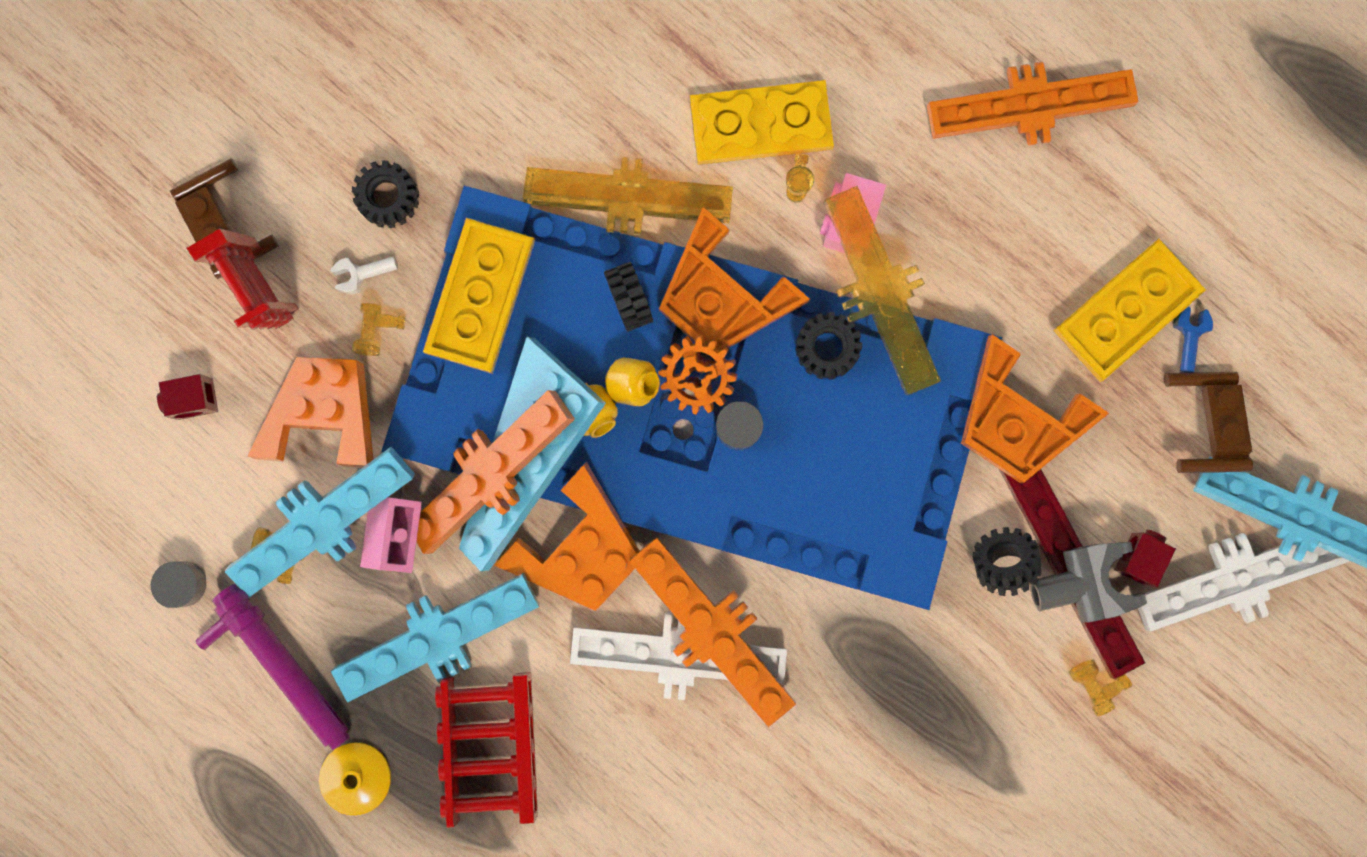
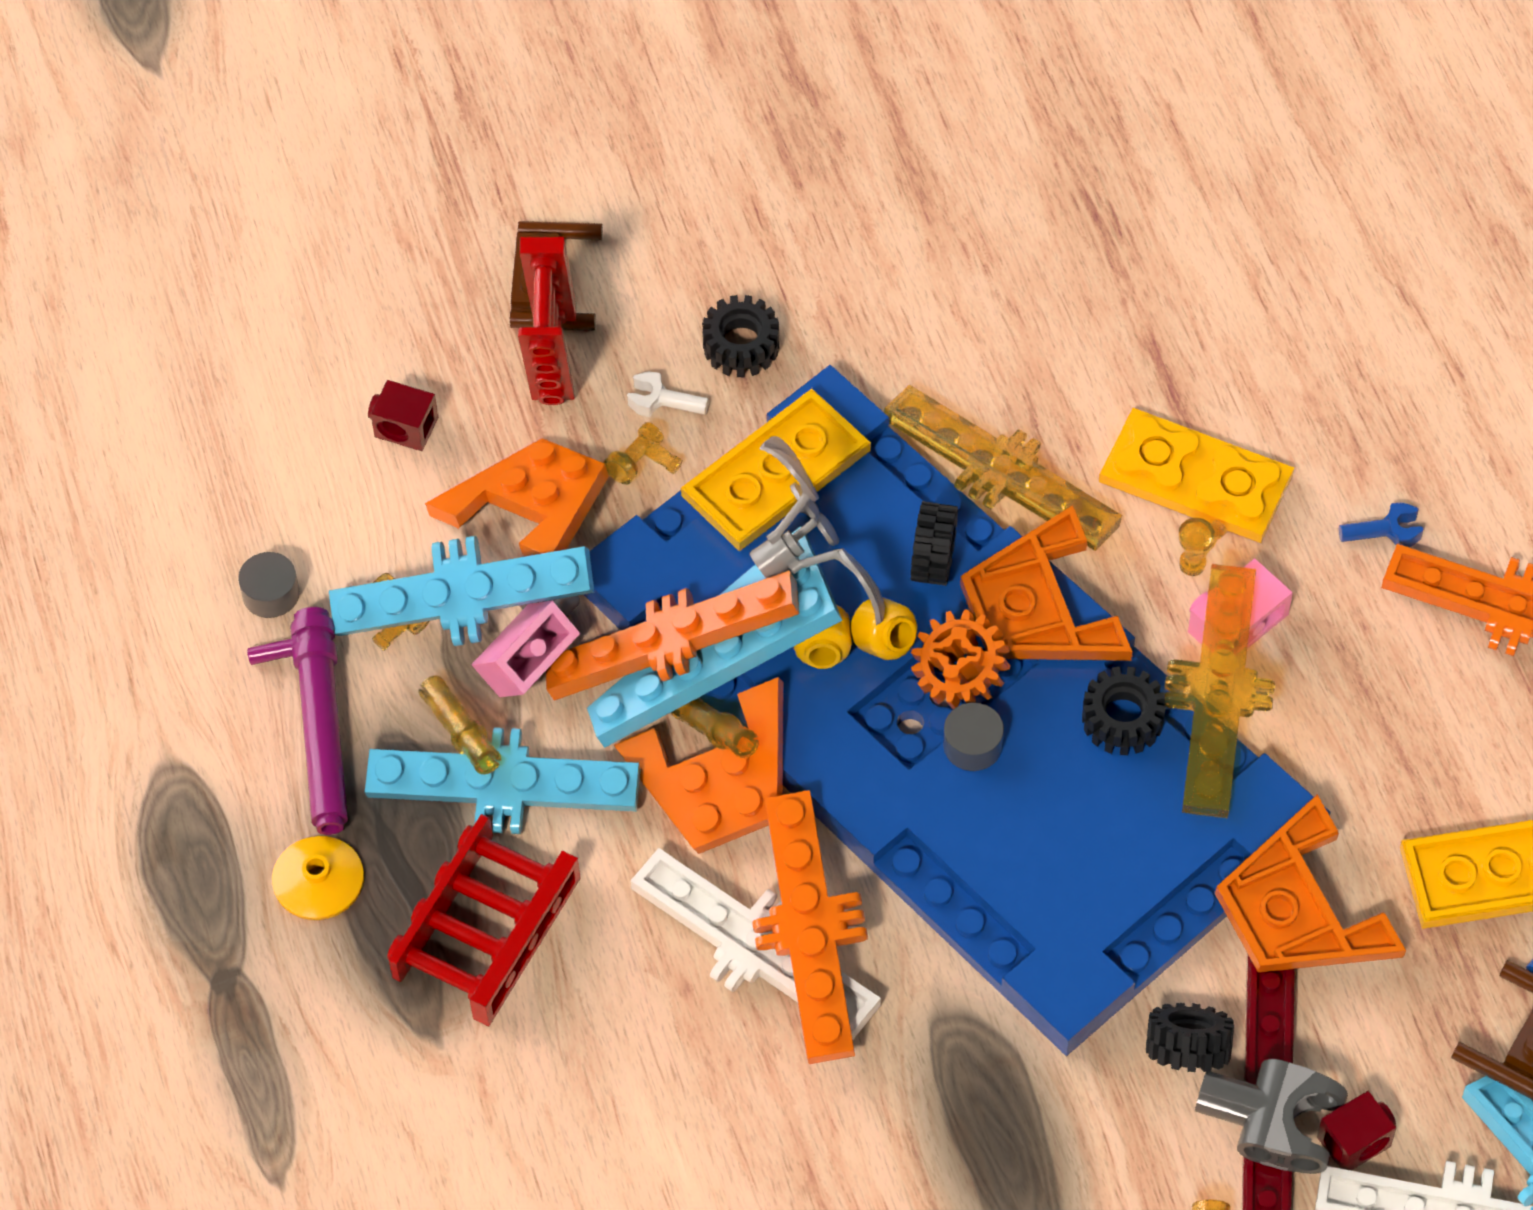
camera: 30 degrees right, 25 degrees down
(393, 627) = (466, 734): none -> clear yellow pin
(530, 330) = (783, 551): none -> light grey plant
(567, 525) = (721, 729): none -> clear yellow pin
(910, 90) = (1386, 527): none -> blue bar

